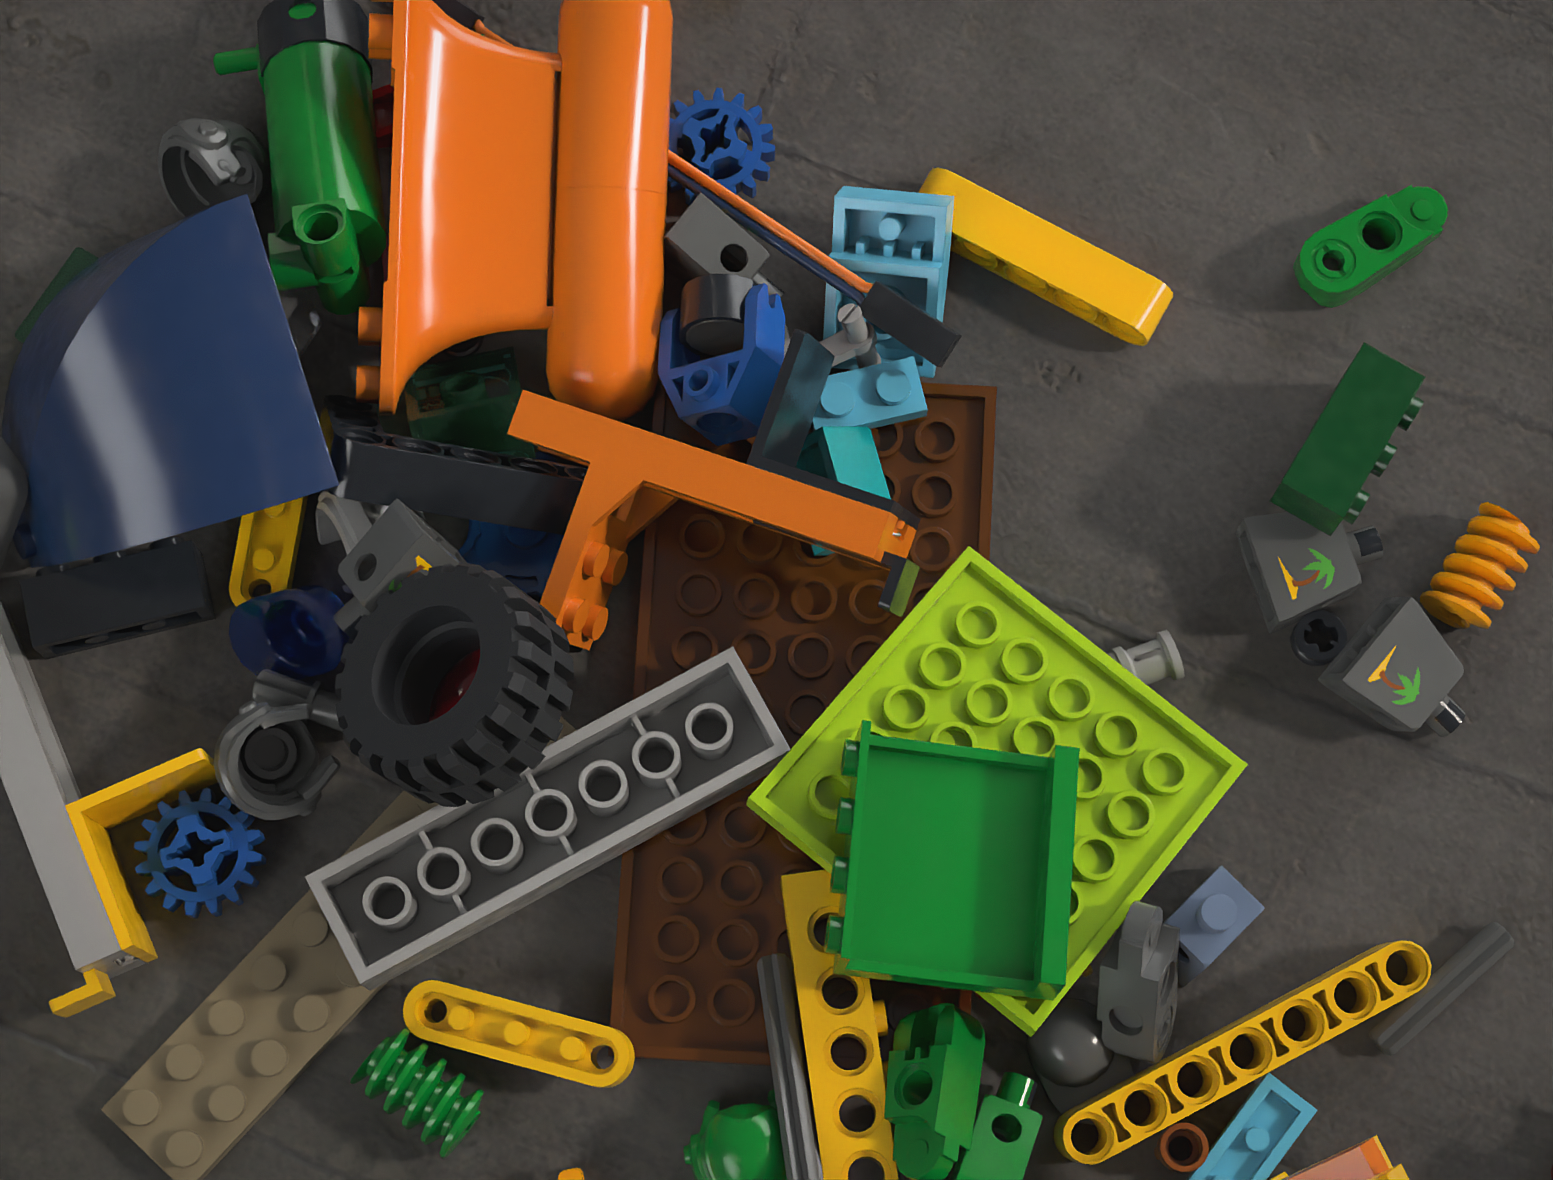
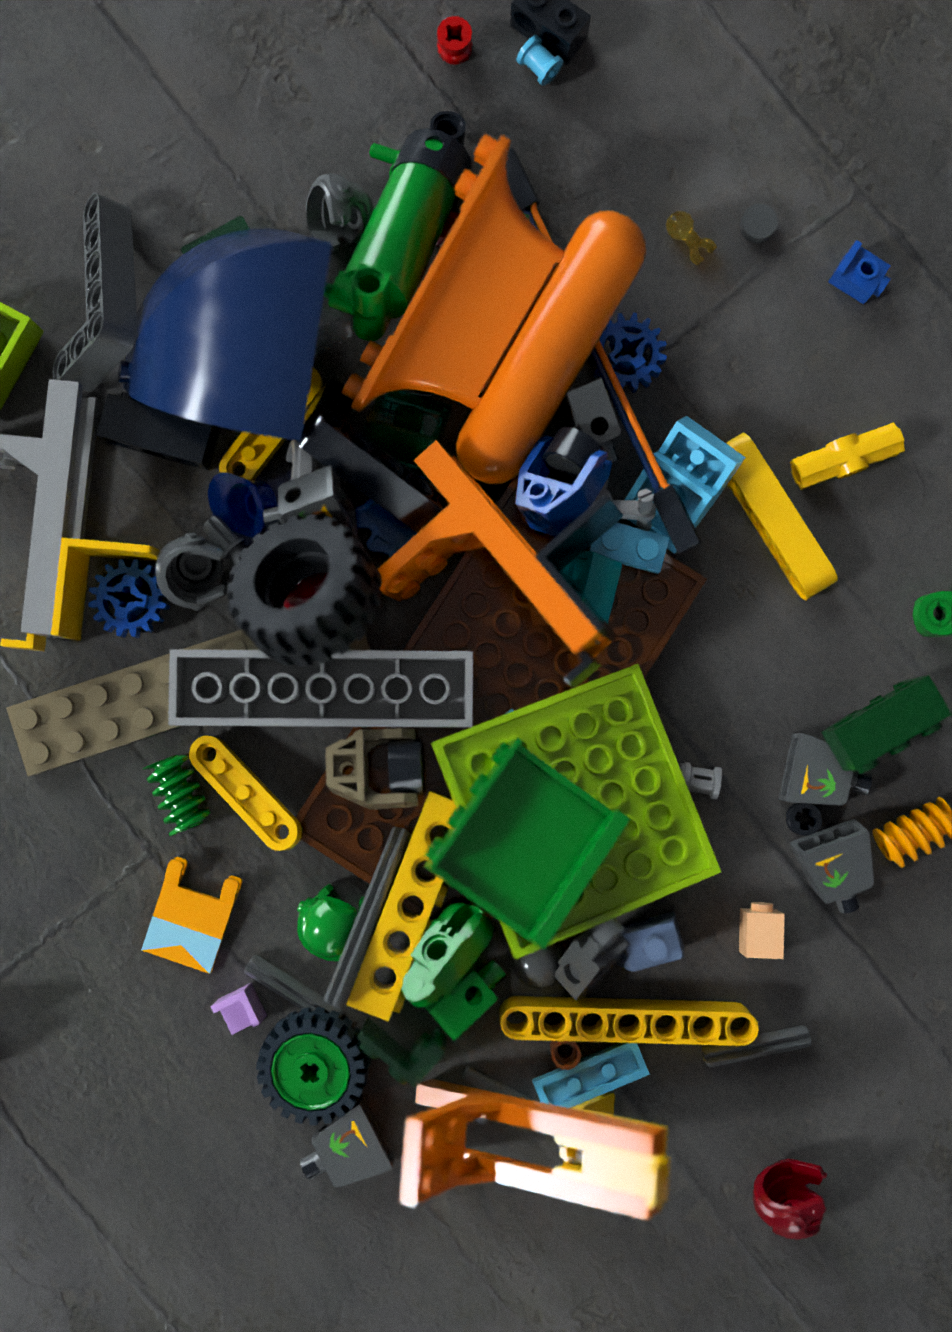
camera: 30 degrees right, 10 degrees up
(728, 863) = (404, 768): none -> dark tan piece
(1088, 126) = (847, 456): none -> yellow piece
(1352, 822) = (761, 931): none -> light nougat brick

